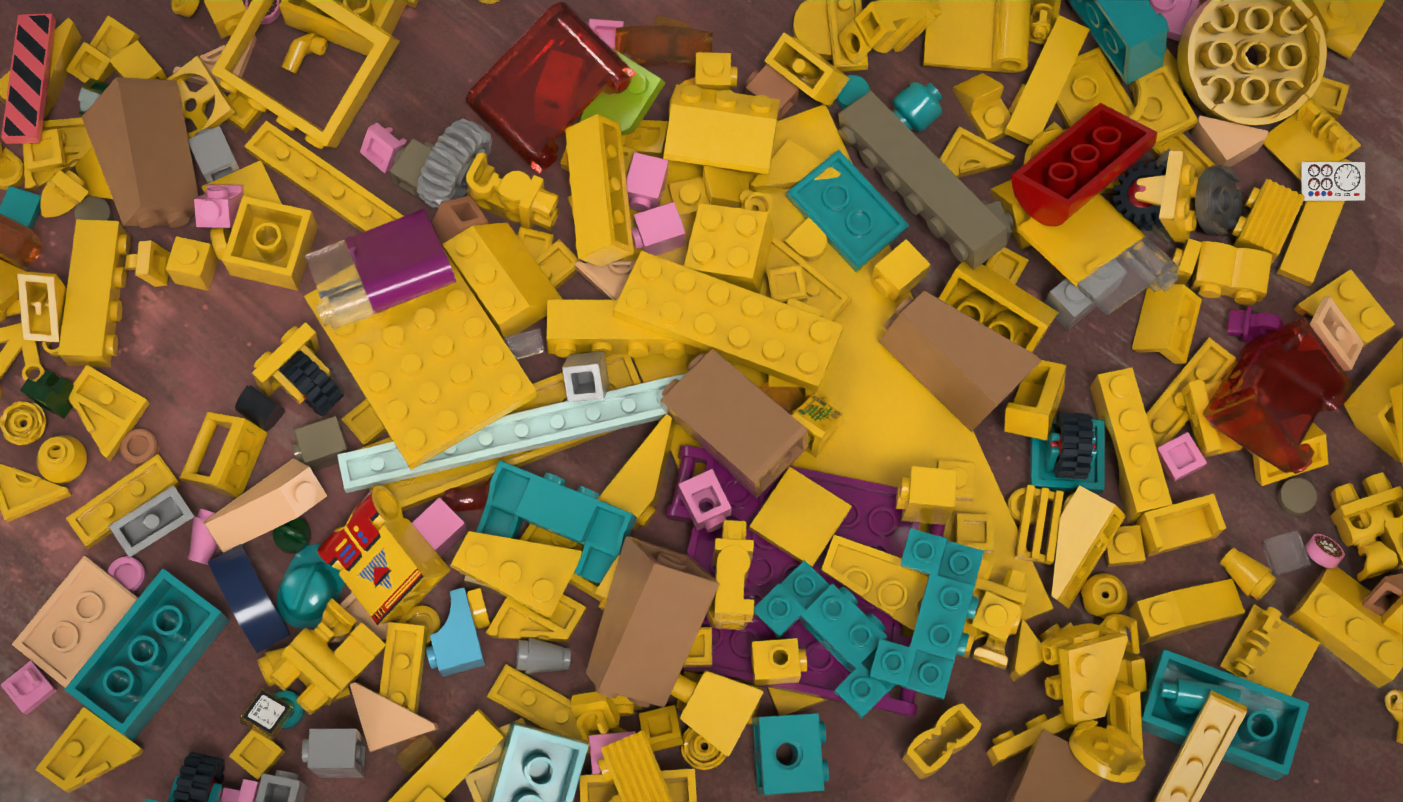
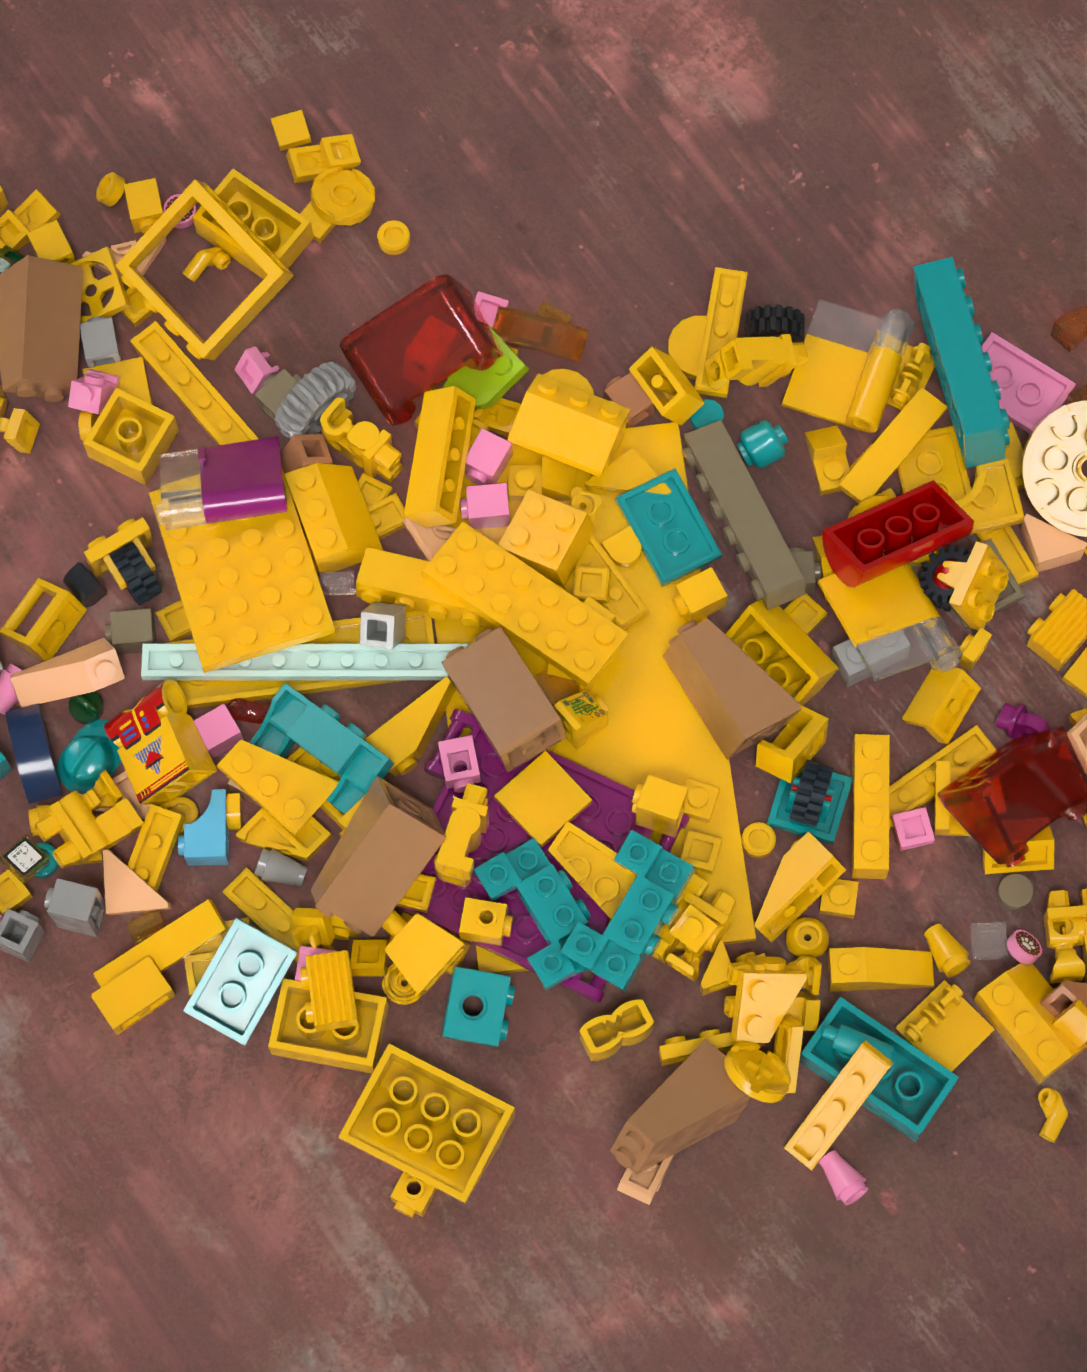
camera: 20 degrees right, 0 degrees up
(192, 263) = (56, 439): yellow brick -> none
(715, 71) = (578, 369): yellow brick -> none
(971, 154) = (802, 501): yellow tile -> none
(1044, 495) = (775, 832): yellow tile -> none
(1181, 525) = (895, 891): yellow panel -> none
(1217, 200) = (1020, 598): flat silver tile -> none
(1231, 272) = (1015, 669): yellow brick -> none

